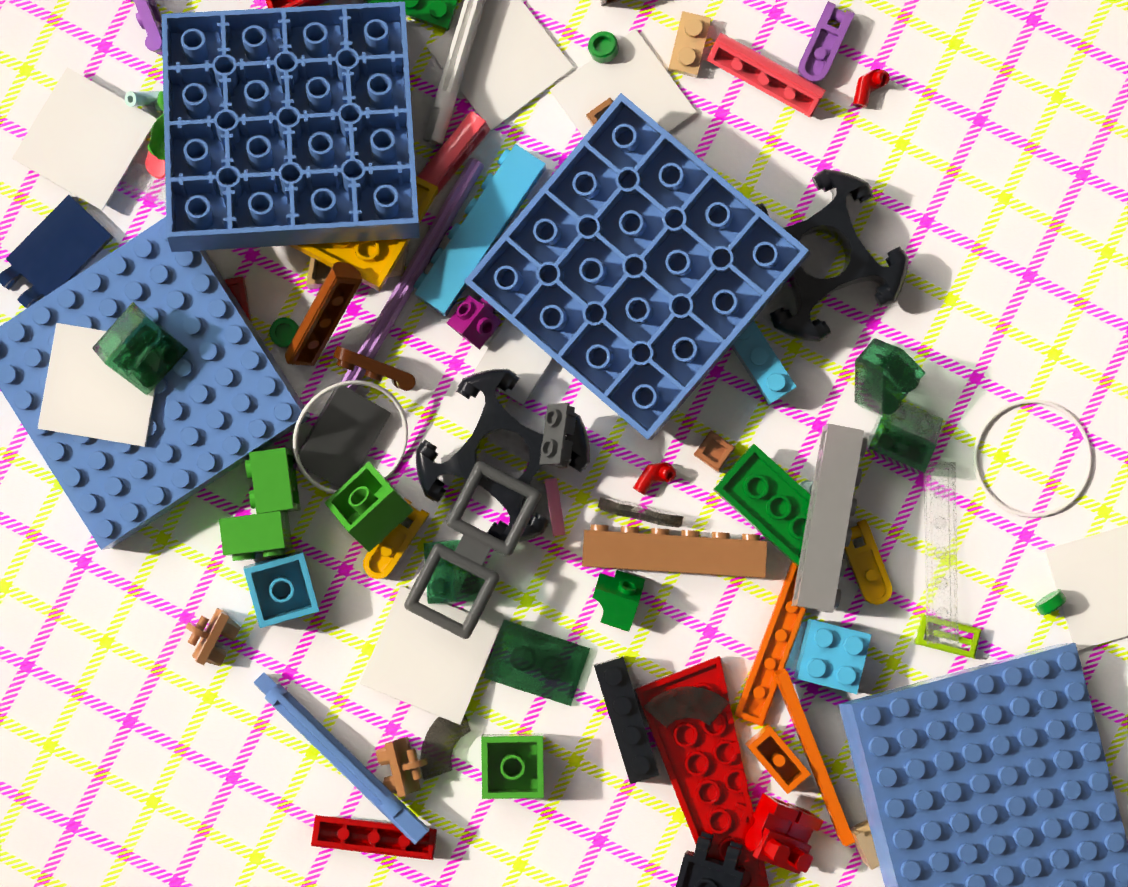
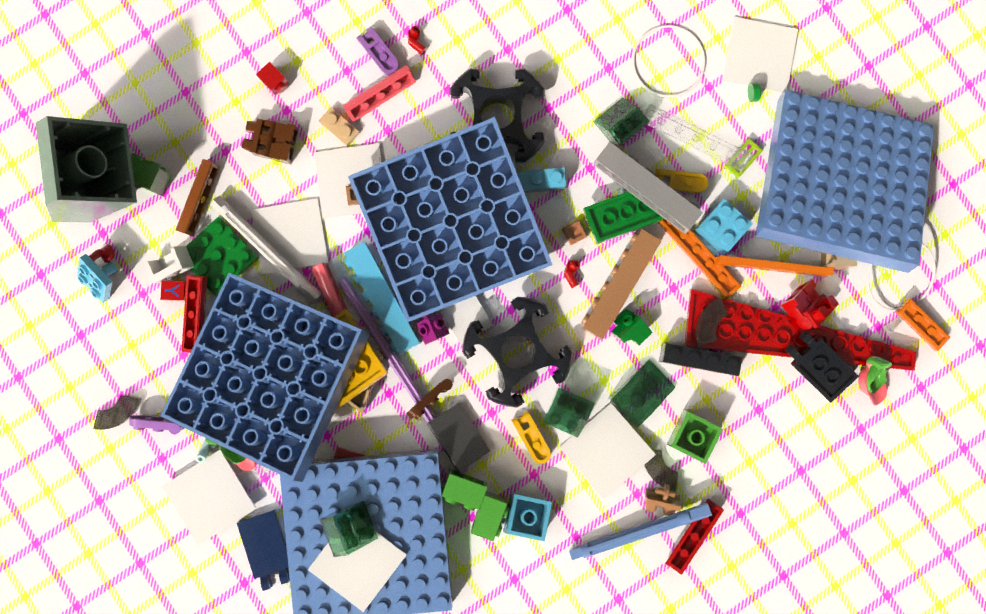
camera: 70 degrees left, 0 degrees up
(206, 649) = (539, 577): medium nougat hips -> none
(283, 331) = (381, 439): green tile -> none
(323, 392) = (430, 439): white piece -> none
(324, 315) = (384, 411): dark orange brick -> none
(368, 506) = (507, 442): bright green brick -> none
(472, 549) = (563, 396): dark grey bar -> none
(554, 507) = (559, 337): bright pink sticker -> none
(558, 423) = (517, 310): dark grey hinge -> none
(603, 47) = (314, 175): green tile -> none
(640, 512) = (588, 290): clear smoke tile -> none
(777, 759) = (765, 286): orange brick -> none
(884, 377) = (584, 116): clear green slope -> none

